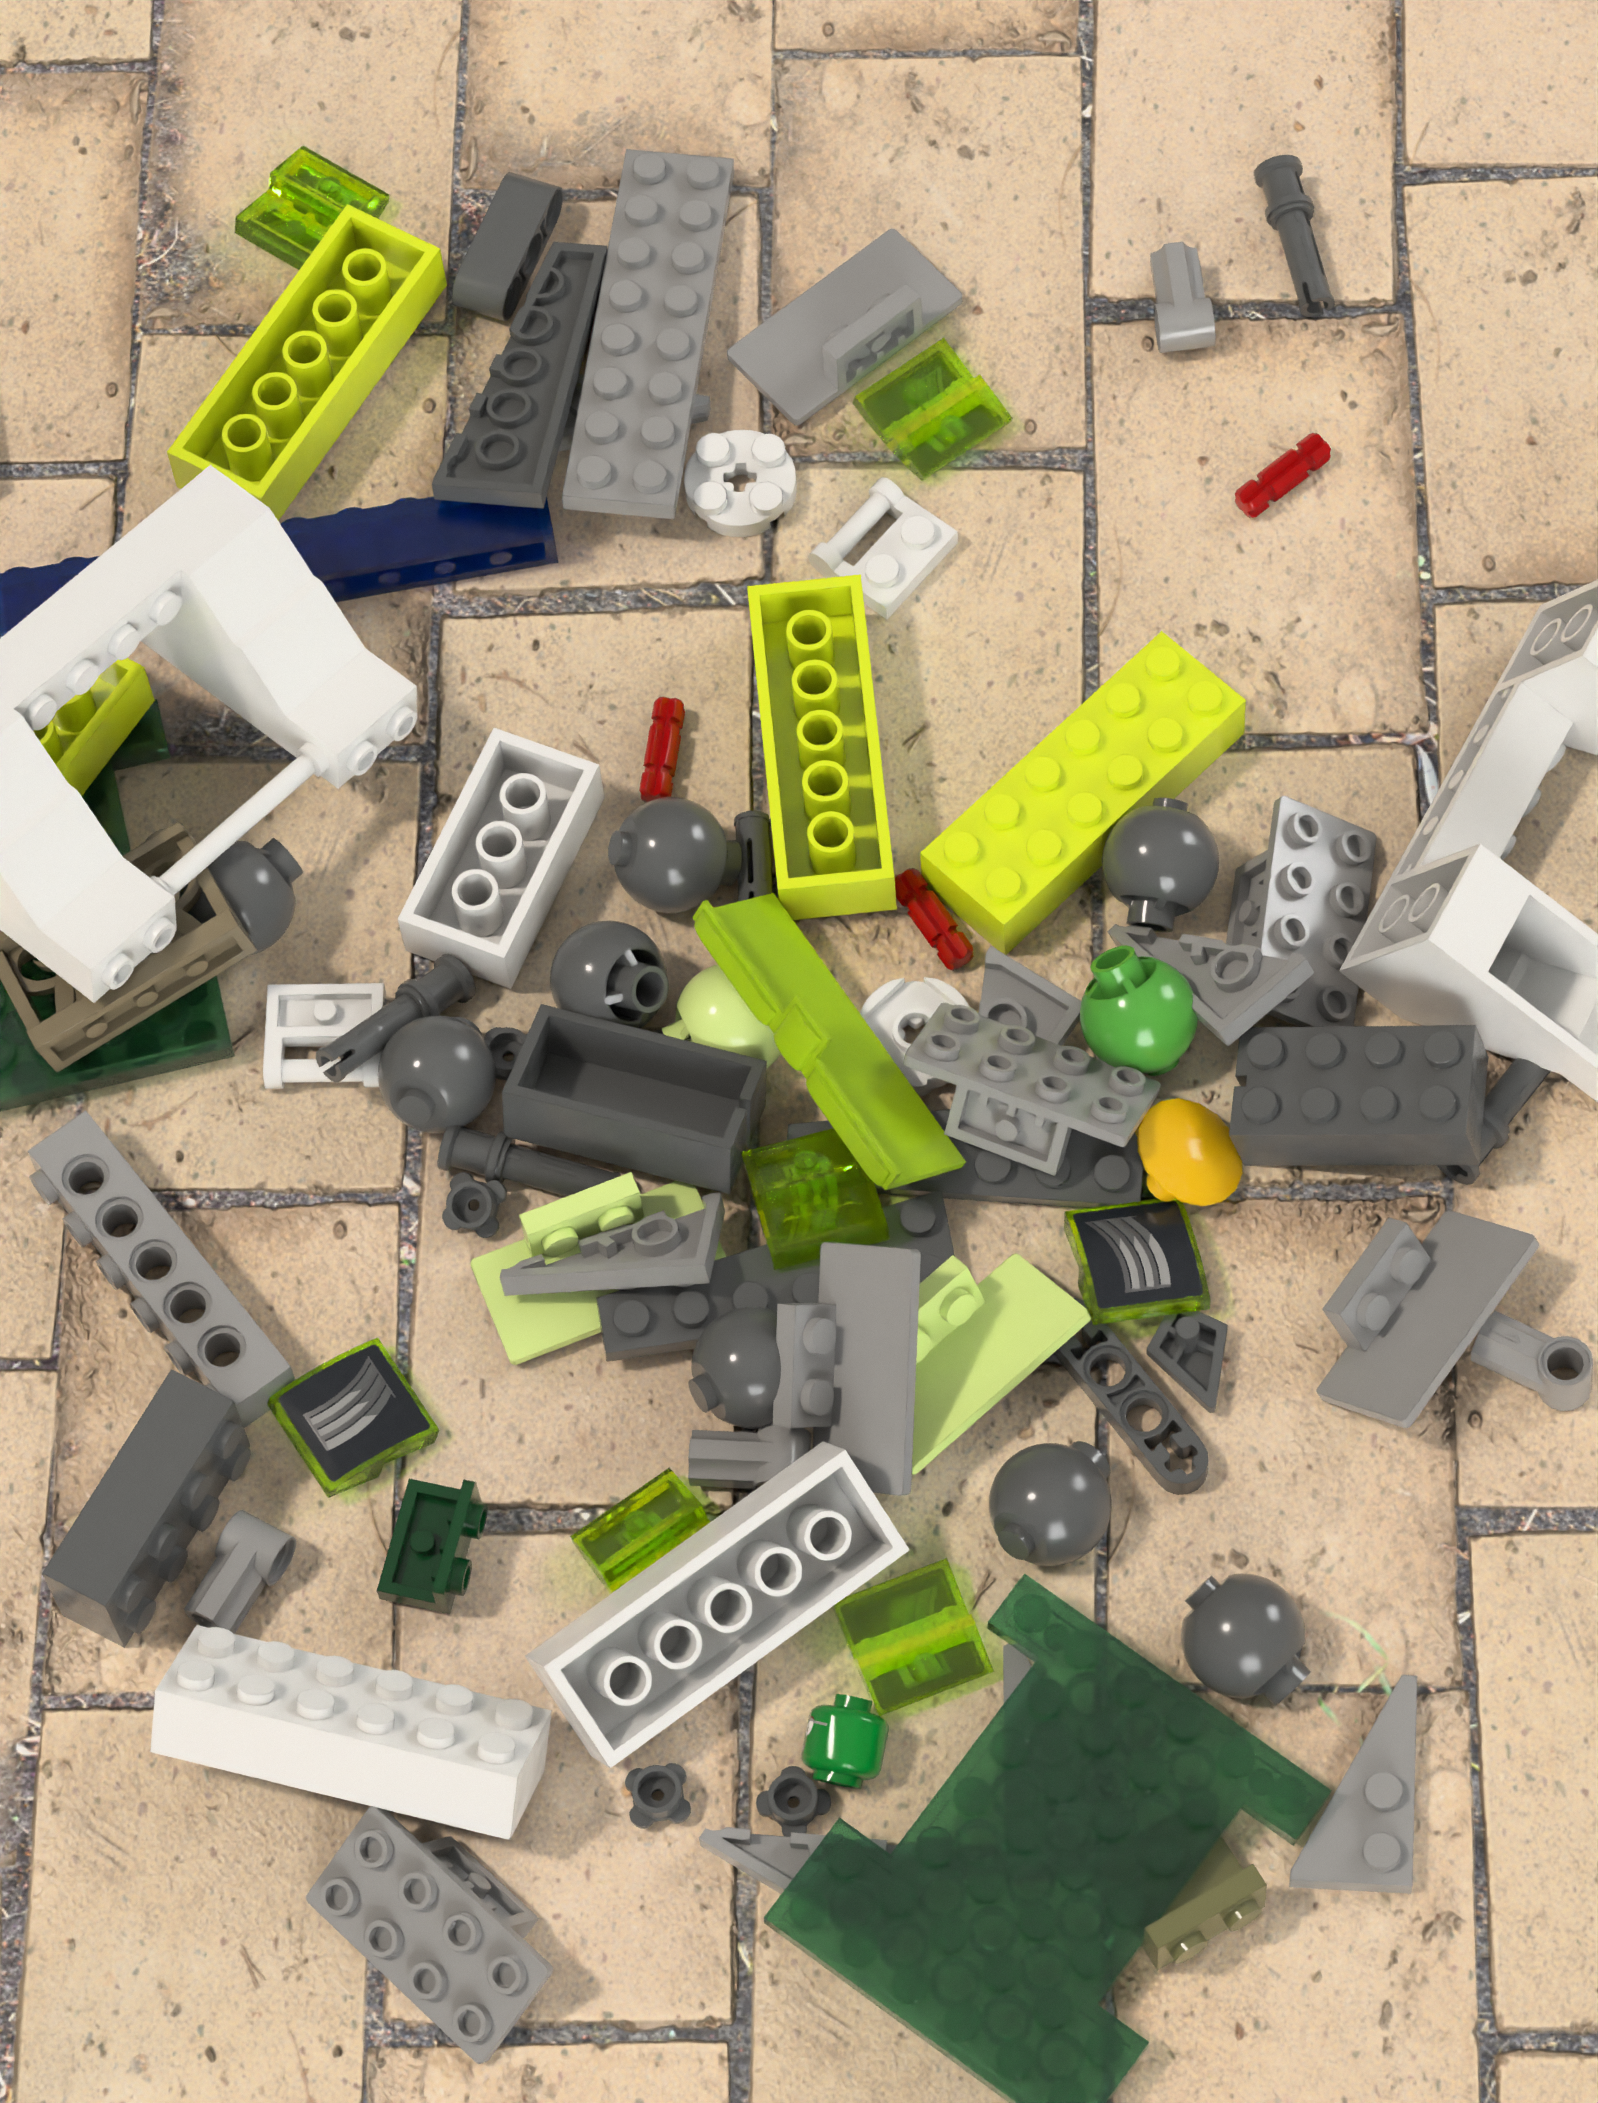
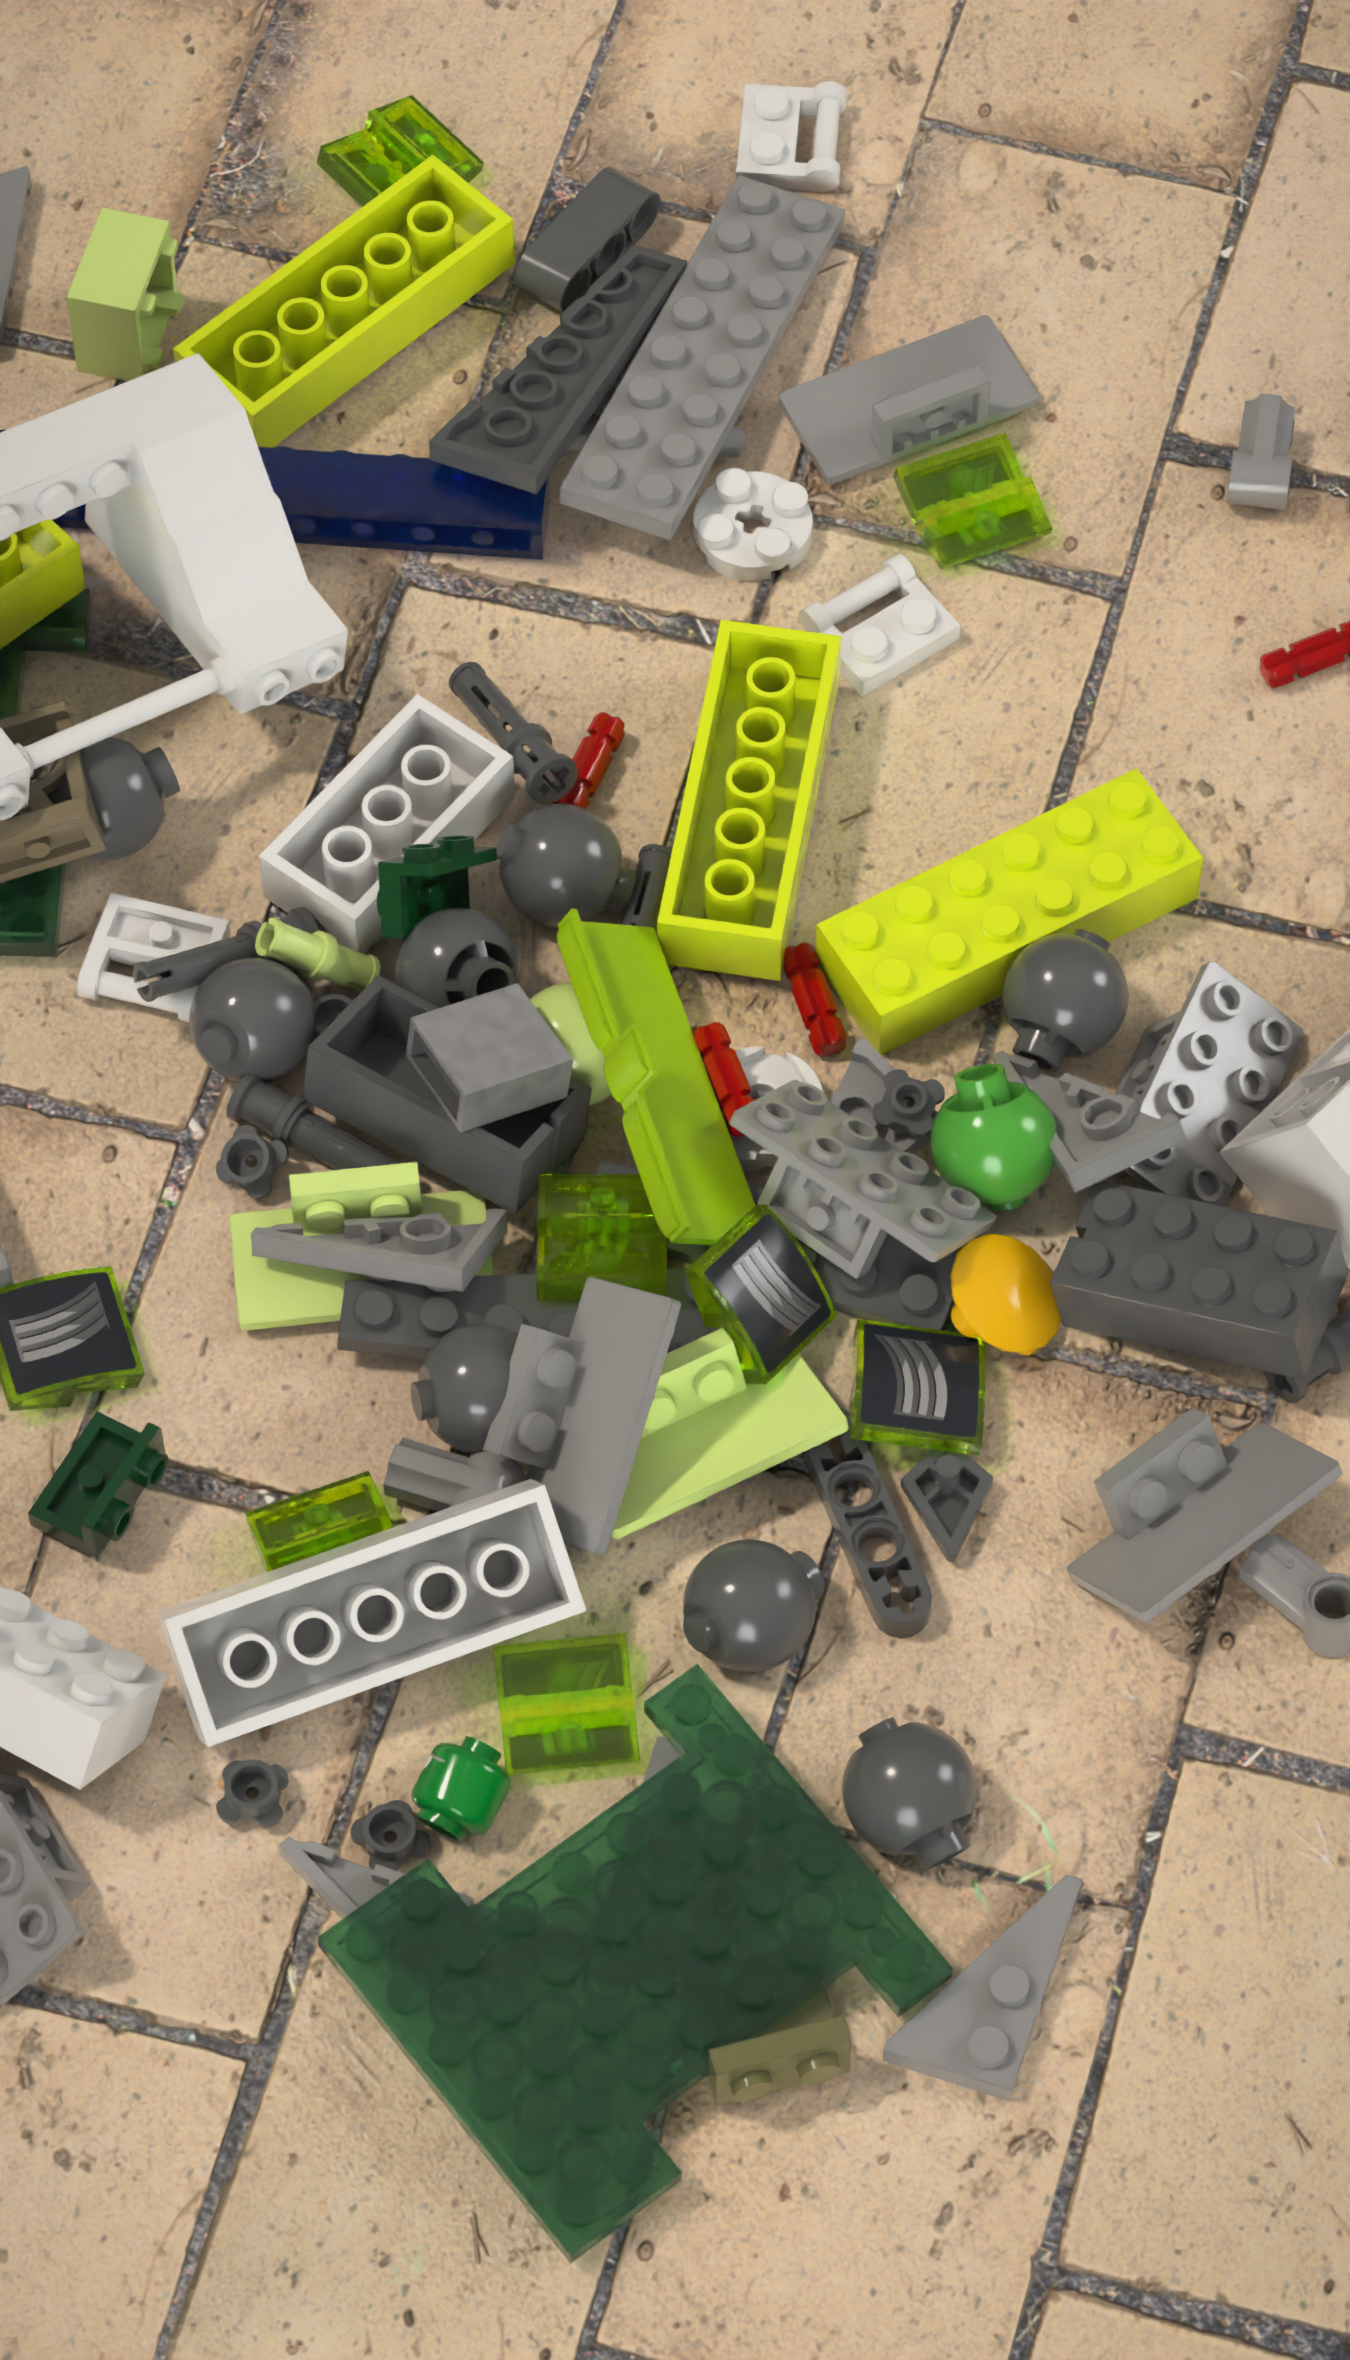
camera: 10 degrees right, 5 degrees down
(103, 410) = (123, 295): none -> yellowish green container
(477, 997) = (316, 955): none -> yellowish green pin
(540, 707) = (477, 693): none -> dark grey pin
(559, 905) = (427, 881): none -> dark green bracket
(643, 102) = (771, 135): none -> white plate
(669, 1059) = (489, 1057): none -> flat silver piece
(879, 1013) = (723, 1071): none -> red axle
(976, 1213) = (762, 1293): none -> slope
(1049, 1015) = (904, 1120): none -> dark grey plate

